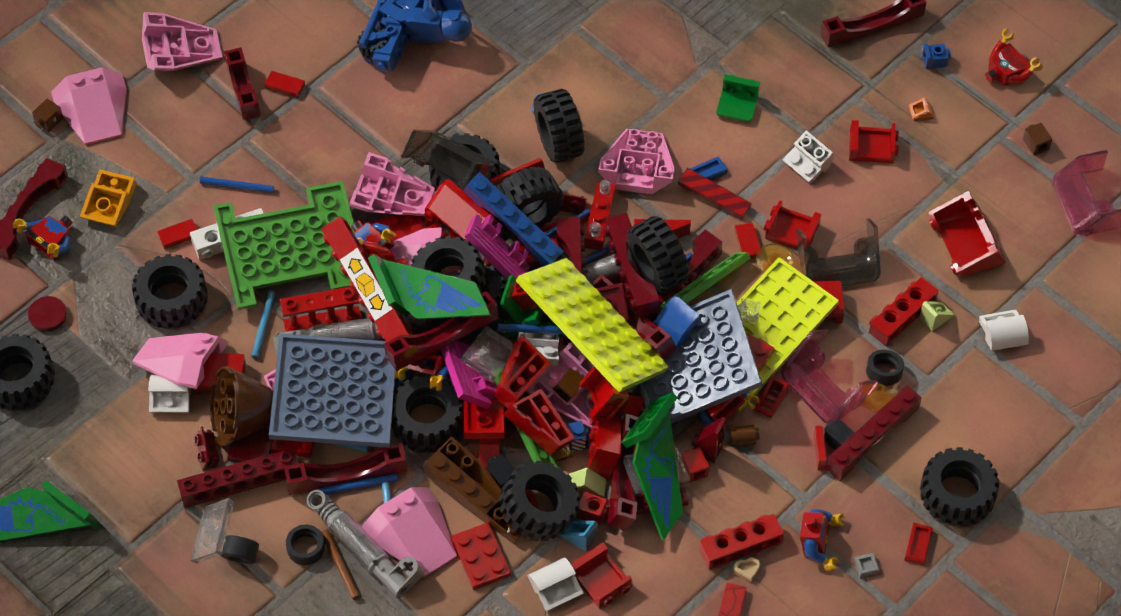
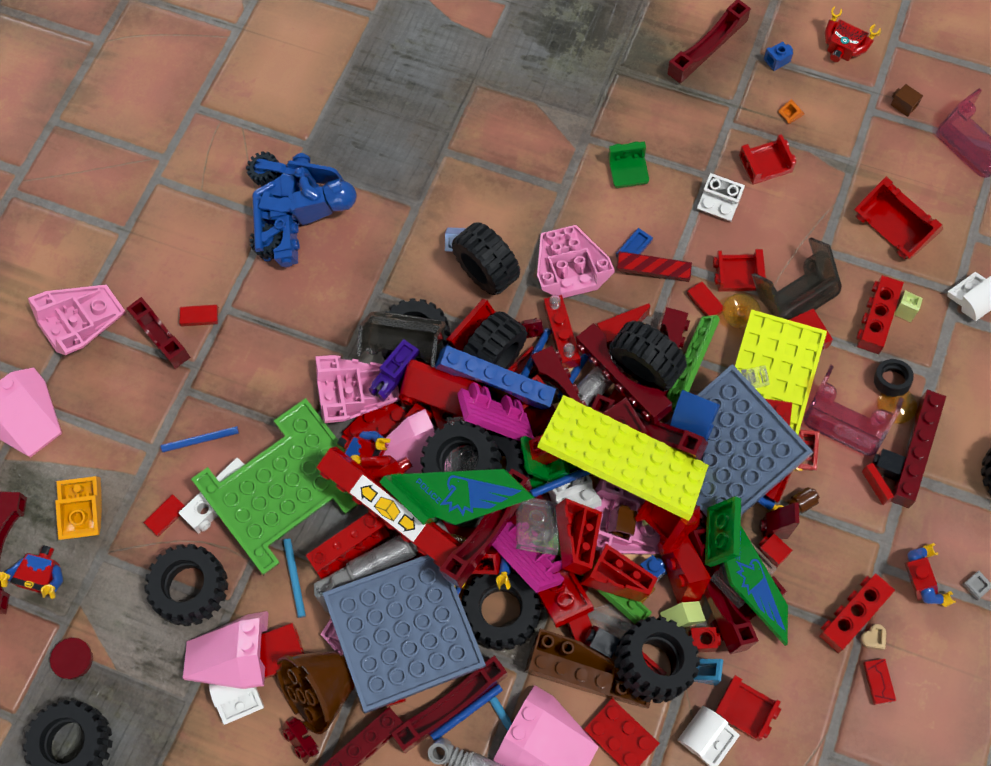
camera: 20 degrees left, 10 degrees up
(251, 447) = (349, 719): dark red tile -> none
(428, 184) = (393, 370): none -> dark purple plate

